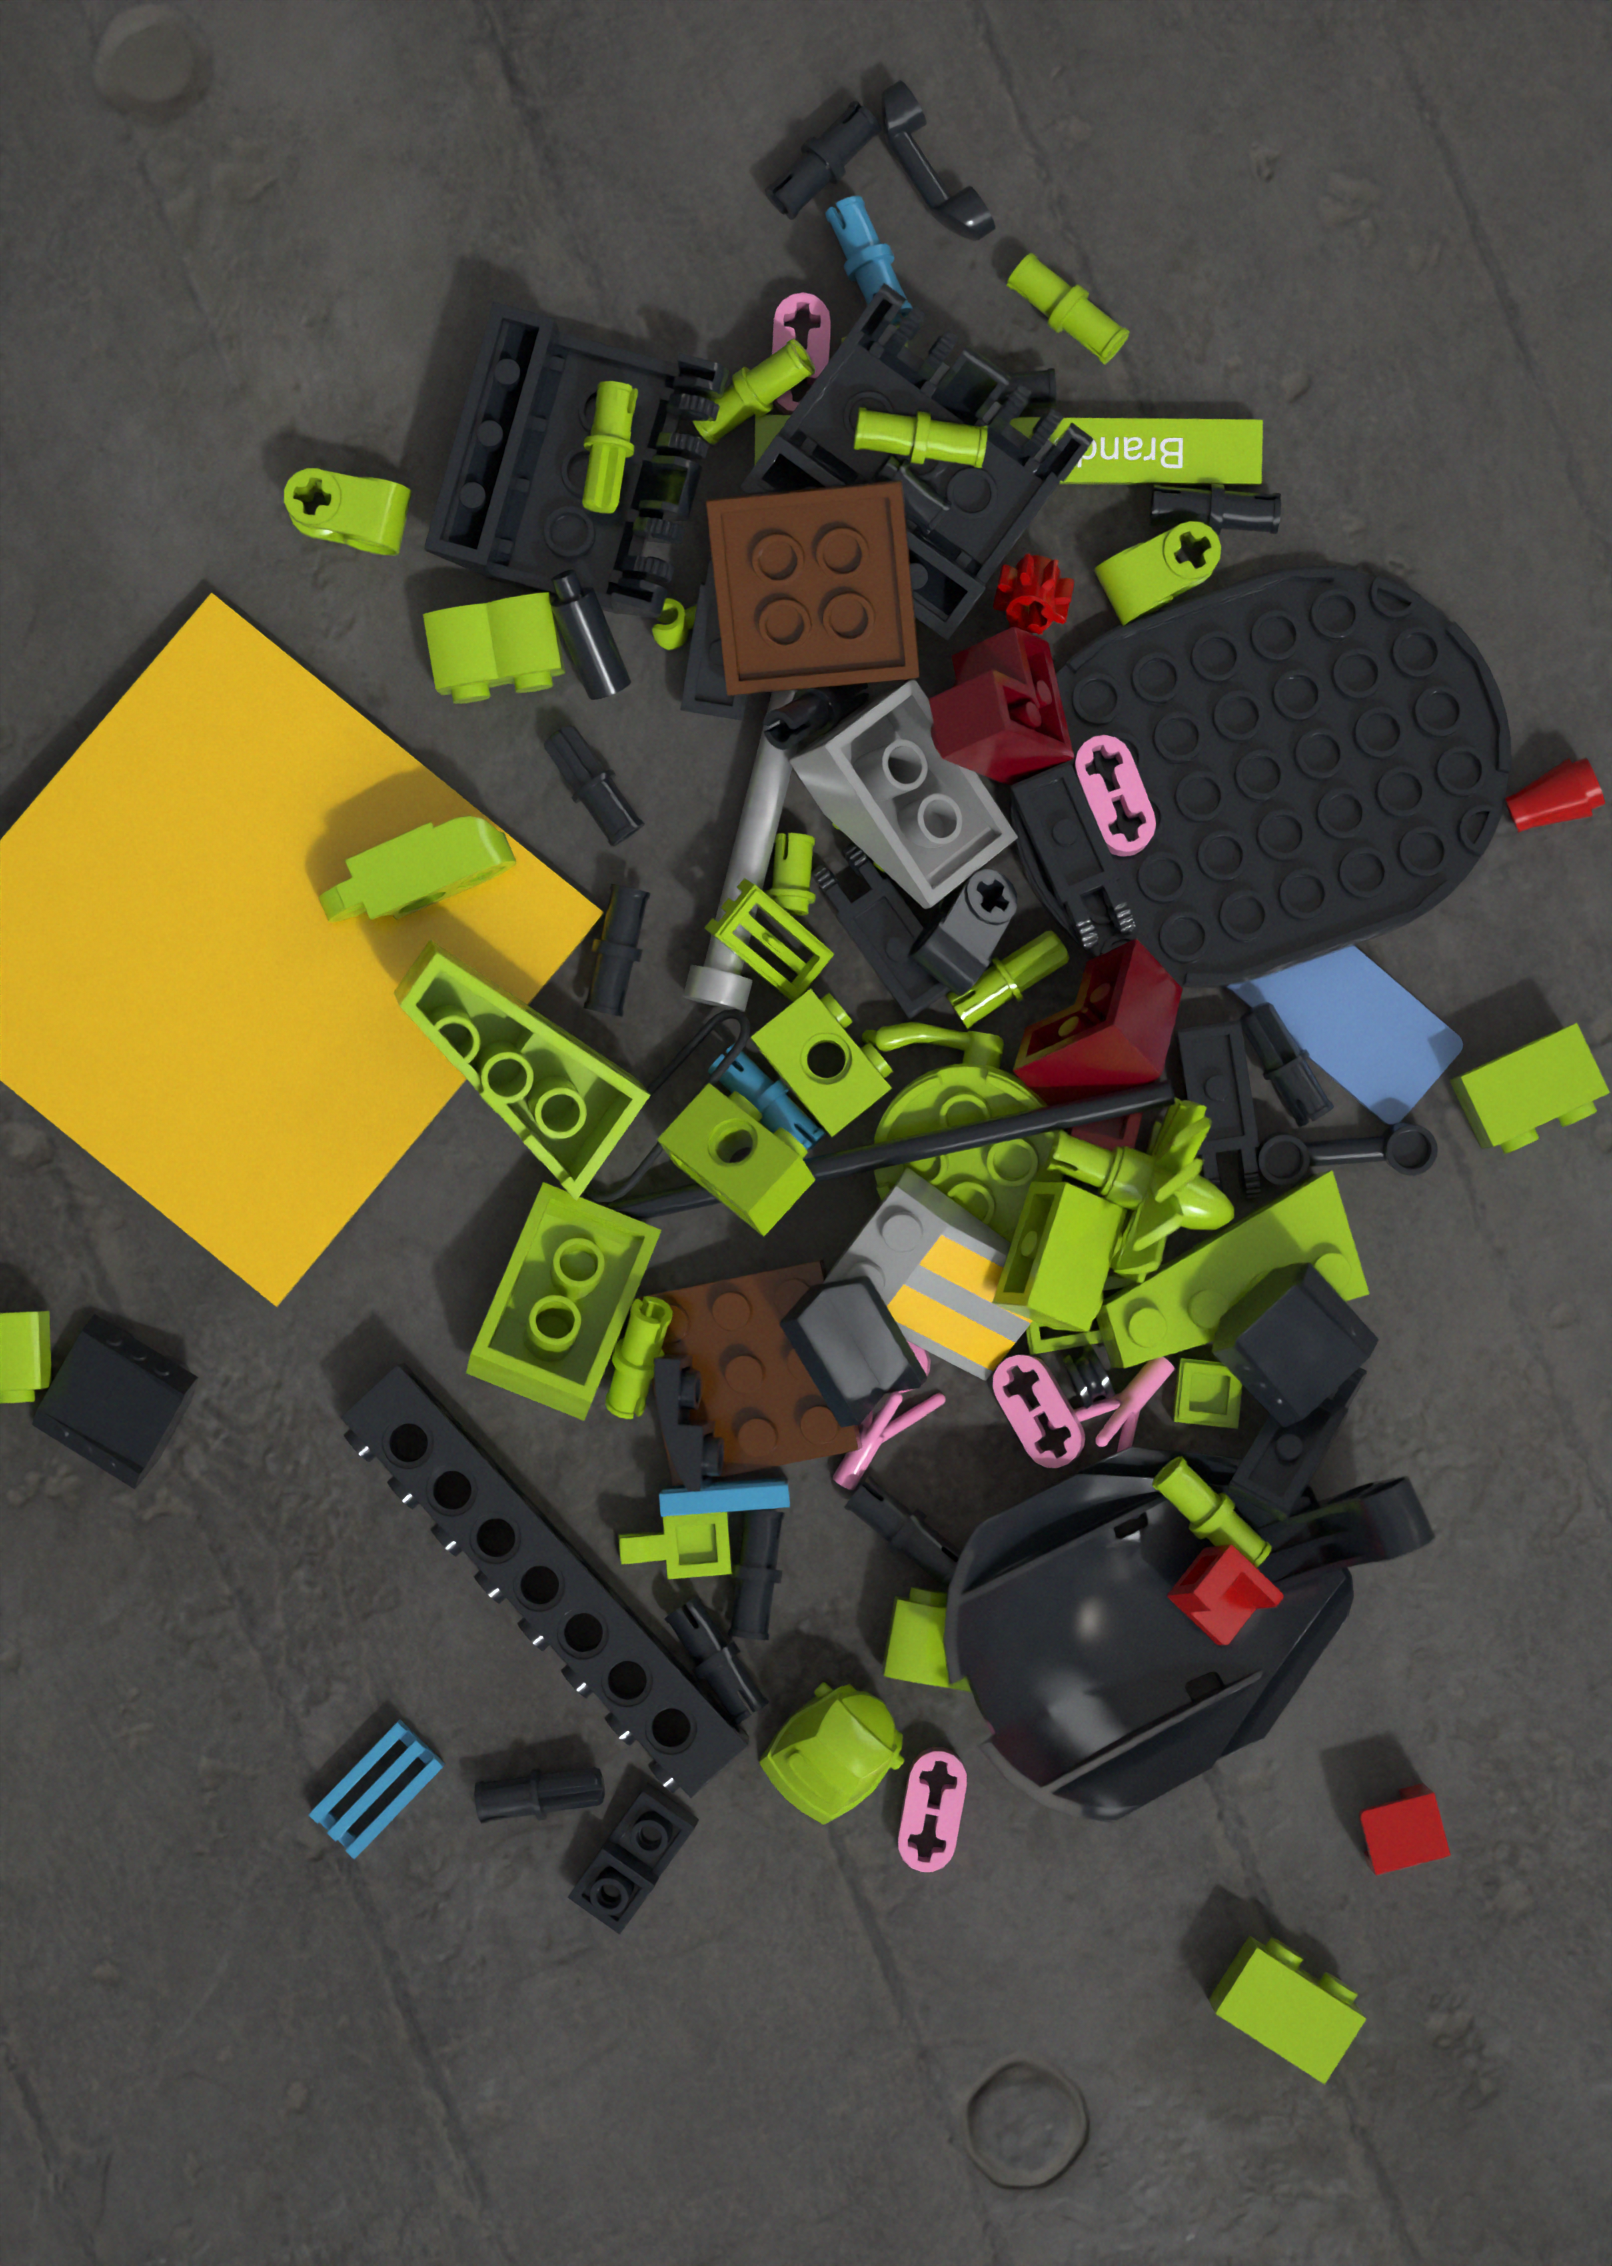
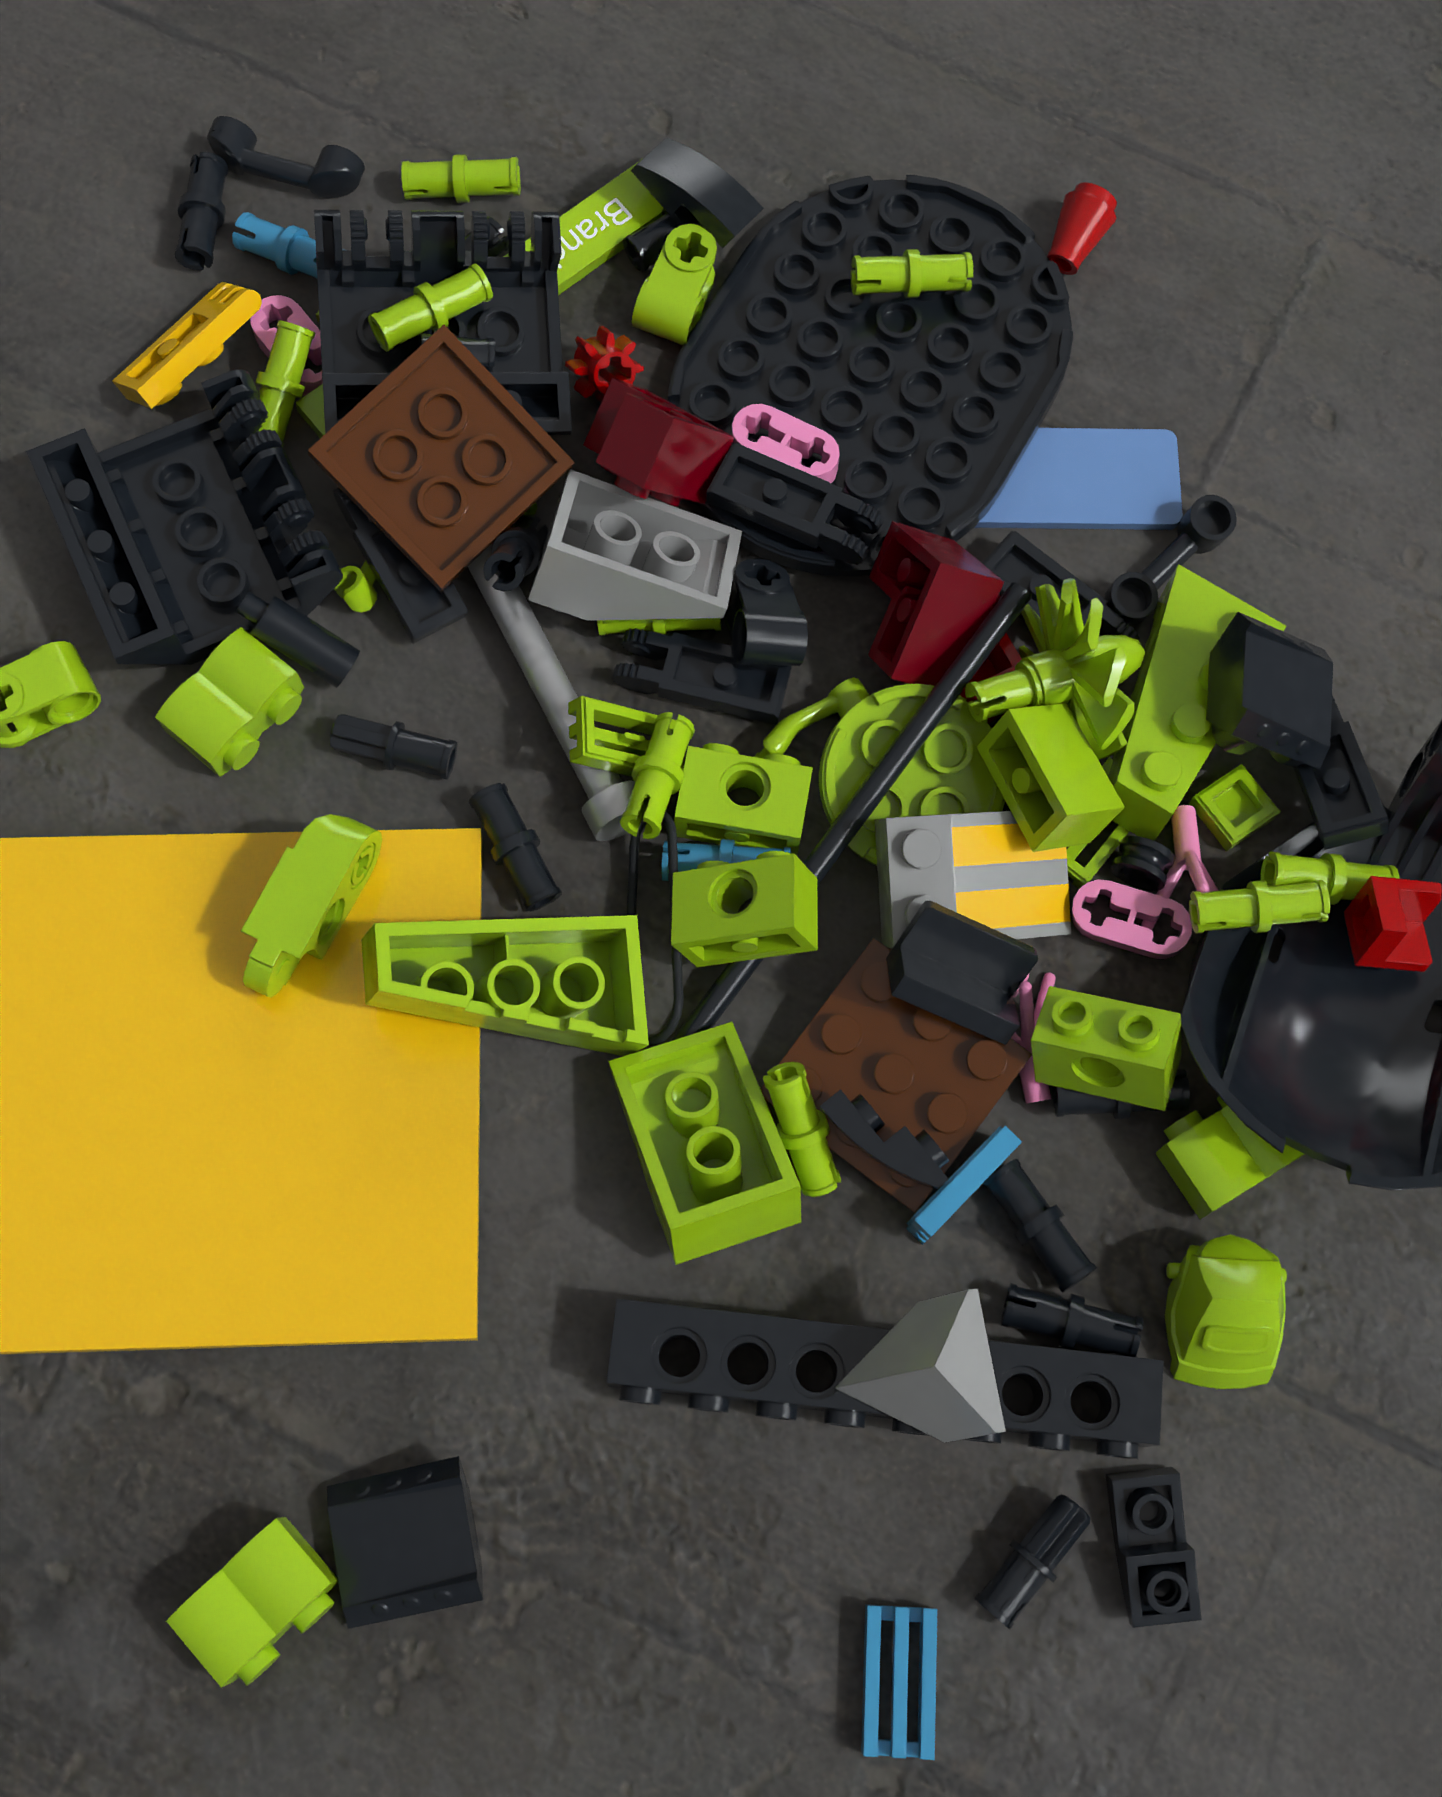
camera: 50 degrees left, 15 degrees down
(572, 1610) = (933, 1371): none -> light grey slope
(609, 445) = (201, 491): lime axle -> none
(689, 1545) = (967, 1247): lime plate -> none
(712, 285) = (188, 344): none -> yellow hinge
(765, 993) = (657, 775): none -> lime pin
(792, 873) = (597, 683): lime pin -> none
(911, 1495) = (1107, 1047): none -> lime brick
(947, 1812) = (1349, 1283): bright pink beam -> none
(1010, 977) = (824, 636): lime axle -> none
(1128, 1491) = (1259, 906): none -> lime pin
(1247, 499) = (683, 176): none -> black slope
(1285, 1064) = (1070, 536): black axle -> none
(1359, 727) = (911, 273): none -> lime pin
(1531, 1087) = (1248, 417): lime brick -> none

